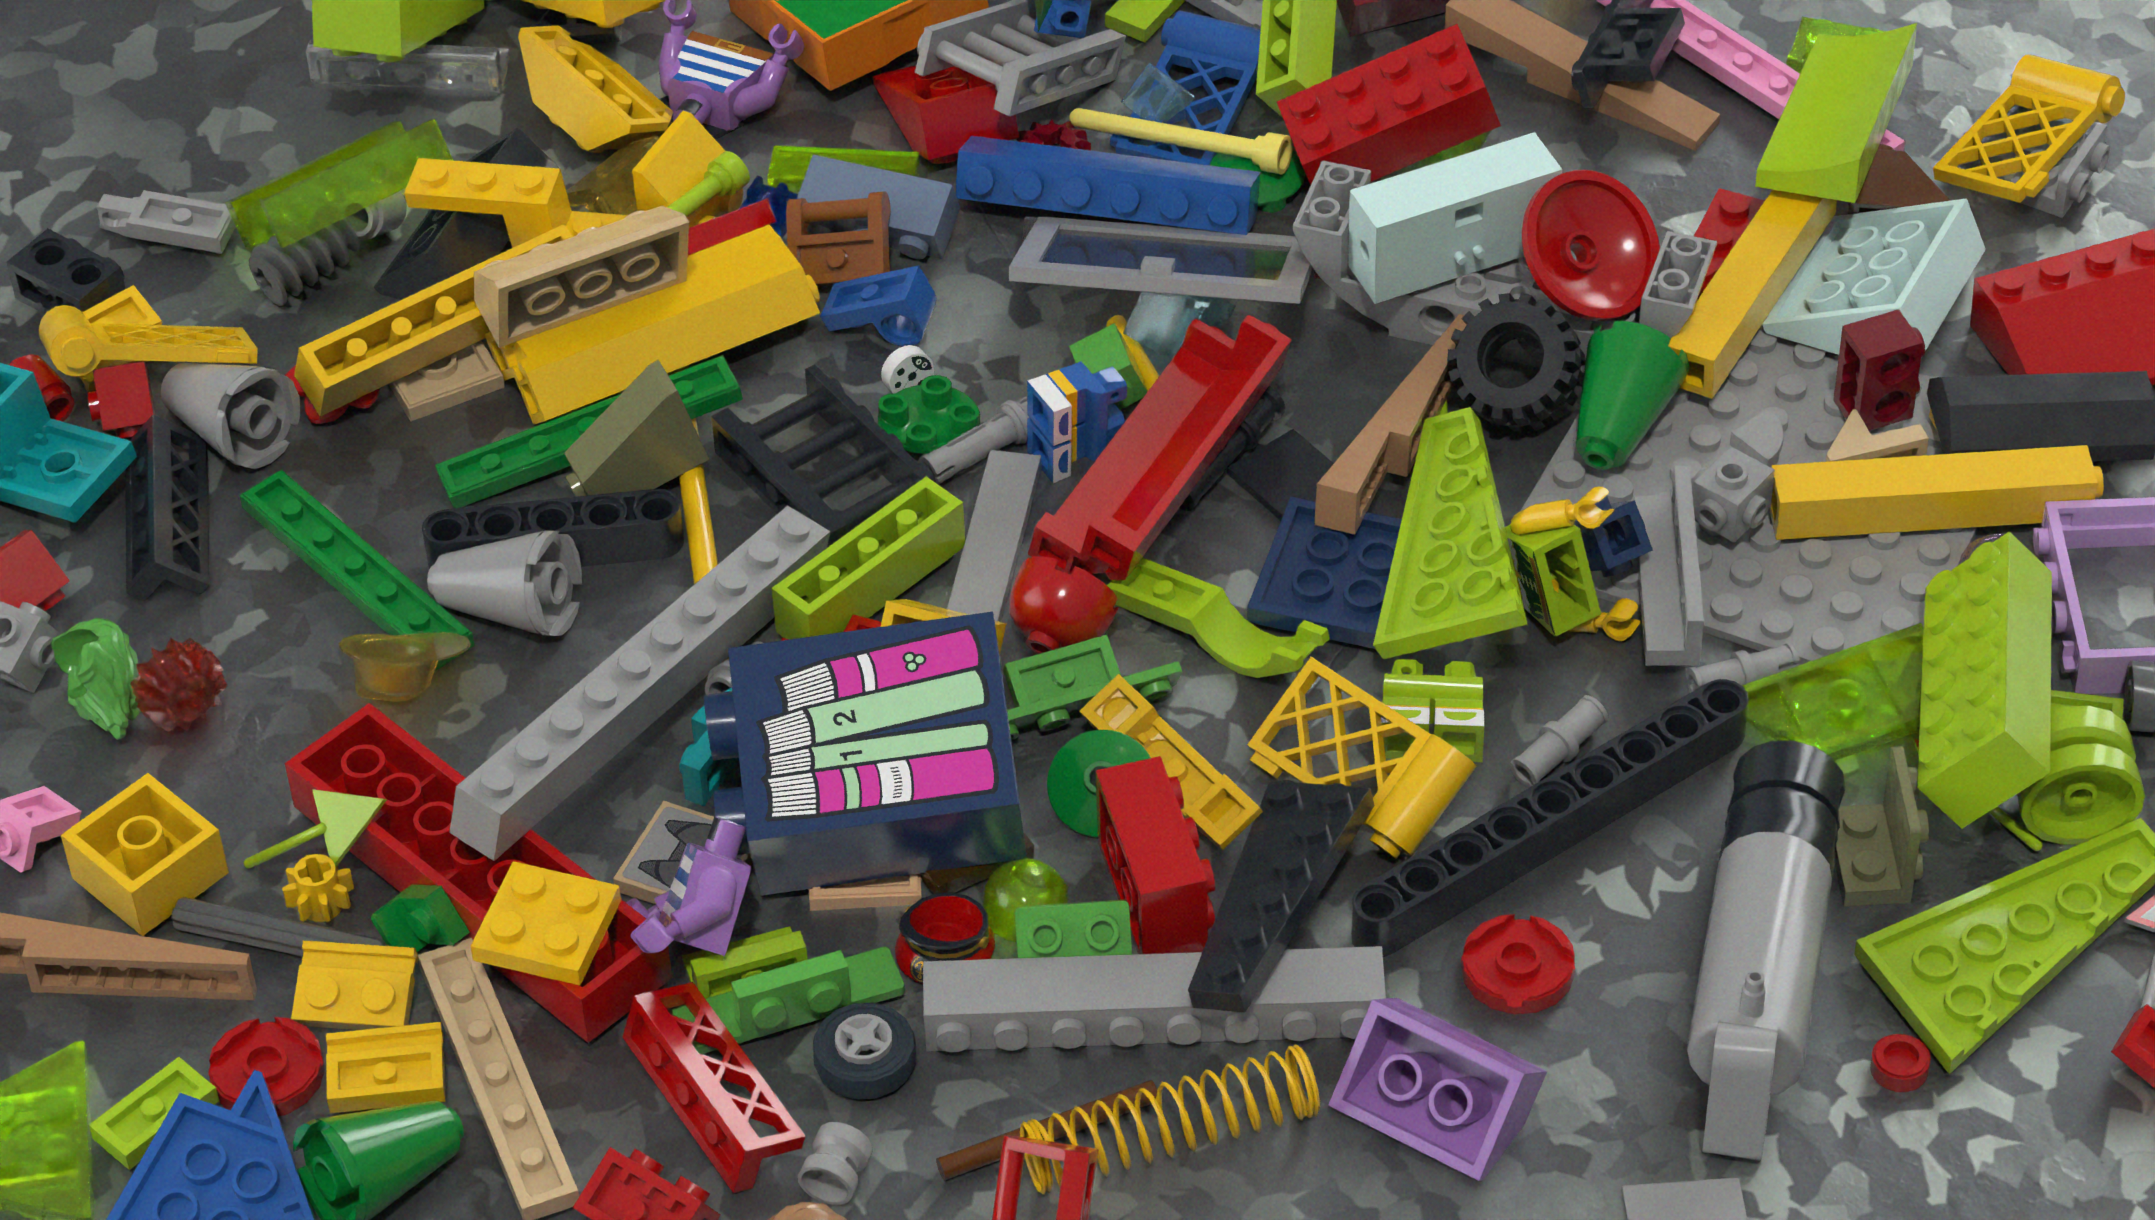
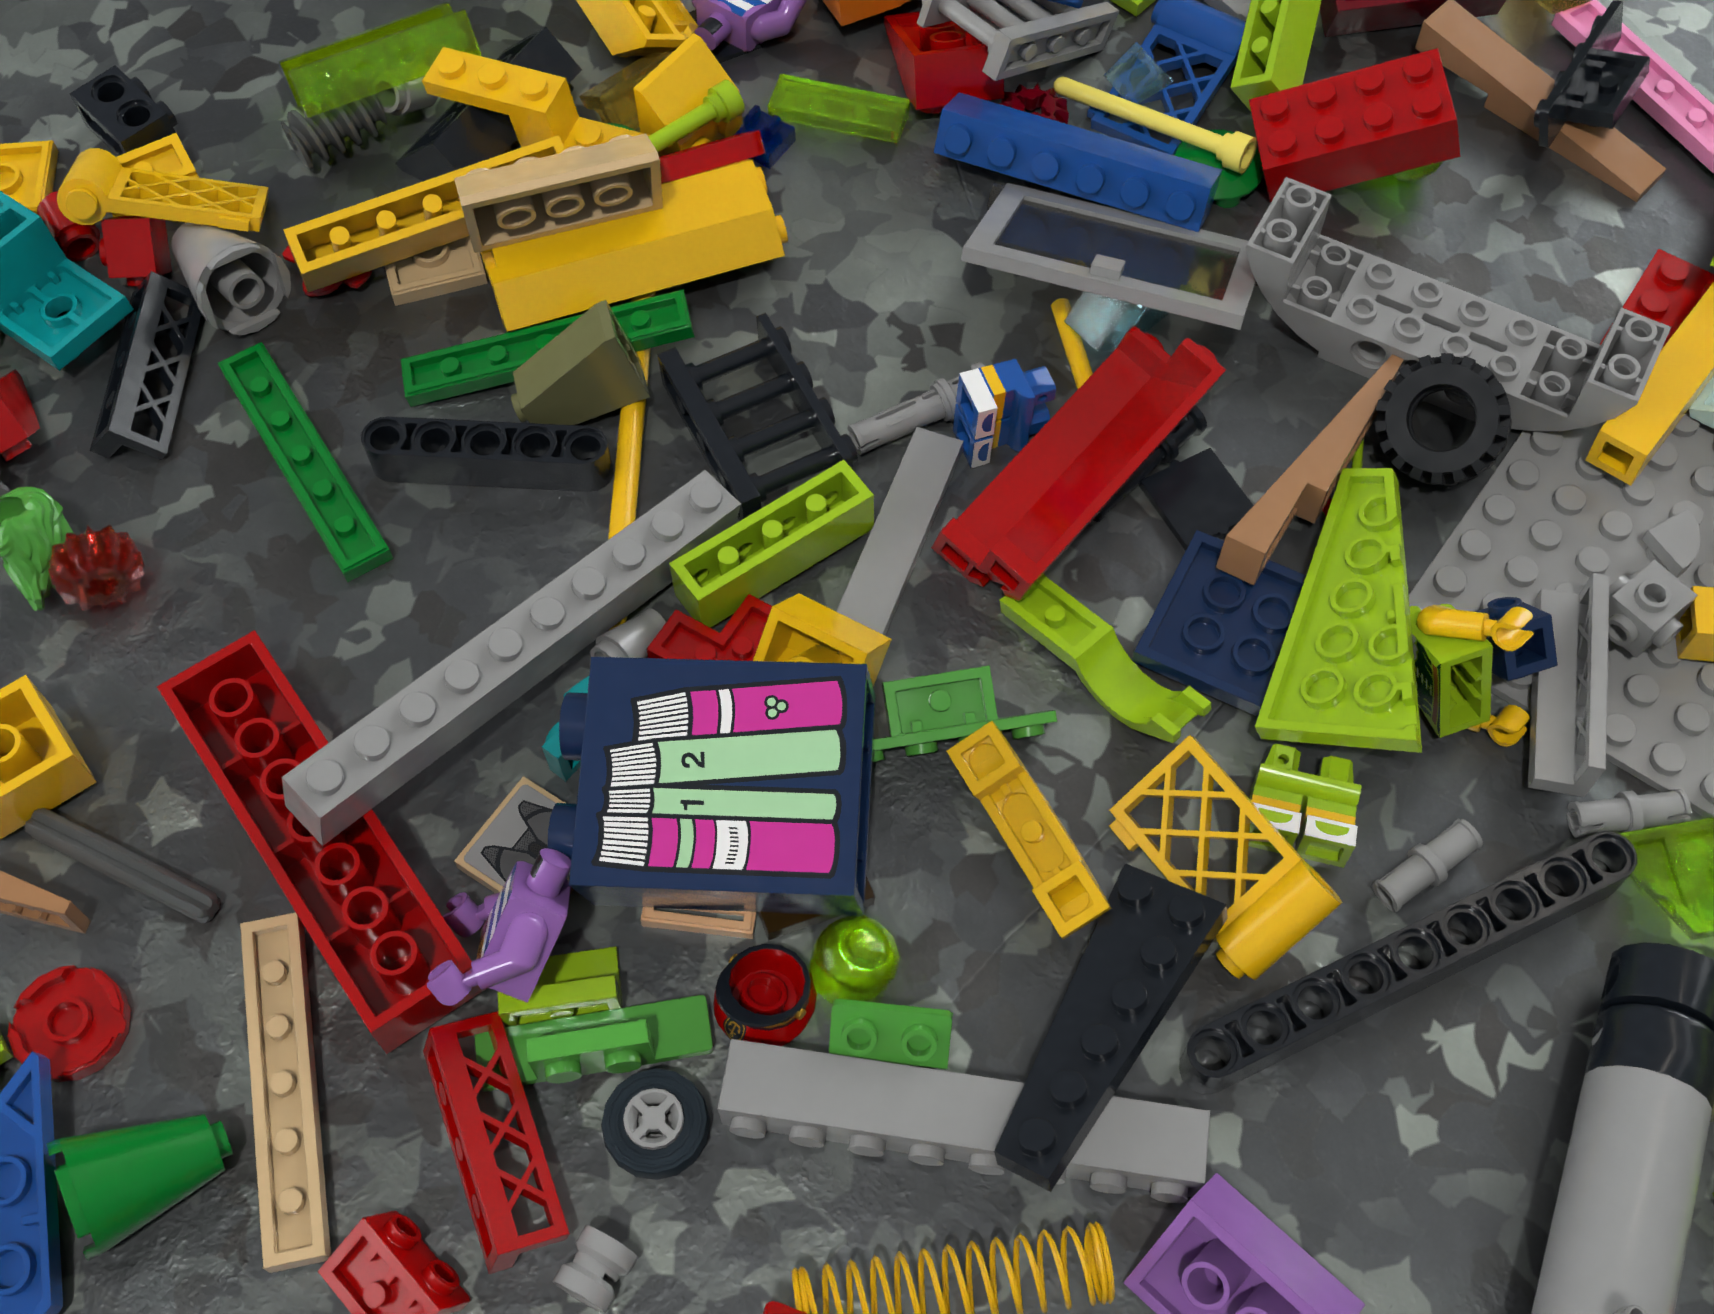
camera: 10 degrees right, 15 degrees up
(168, 220) = (231, 70): light grey hinge -> none
(318, 888) = (168, 822): yellow gear -> none
(341, 821) = (195, 762): lime piece -> none
(354, 986) = (173, 947): yellow plate -> none
(385, 1067) = (178, 1052): yellow plate -> none
(399, 664) = (307, 573): clear yellow piece -> none
(419, 918) = (246, 882): green bracket -> none
(513, 582) = (437, 506): light grey cone -> none
(546, 923) = (354, 934): yellow plate -> none
(840, 255) = (815, 198): dark orange plate -> none
(893, 301) = (853, 252): blue plate -> none
(906, 368) = (854, 329): white tile -> none
(920, 207) = (859, 152): sand blue brick -> none
(927, 414) = (864, 379): green dish -> none
(990, 1150) = (836, 1255): reddish brown bar -> none
(1059, 607) = (947, 626): red cylinder -> none
(1071, 773) = (984, 830): green dish -> none
(1109, 349) = (1048, 346): bright green brick -> none
(1154, 857) = (991, 954): red brick -> none
(1445, 217) = (1409, 258): light aqua brick -> none
(1518, 964) = (1349, 1136): red tile -> none
(1605, 231) = (1542, 312): red dish -> none
(1624, 390) = (1547, 471): green cone -> none

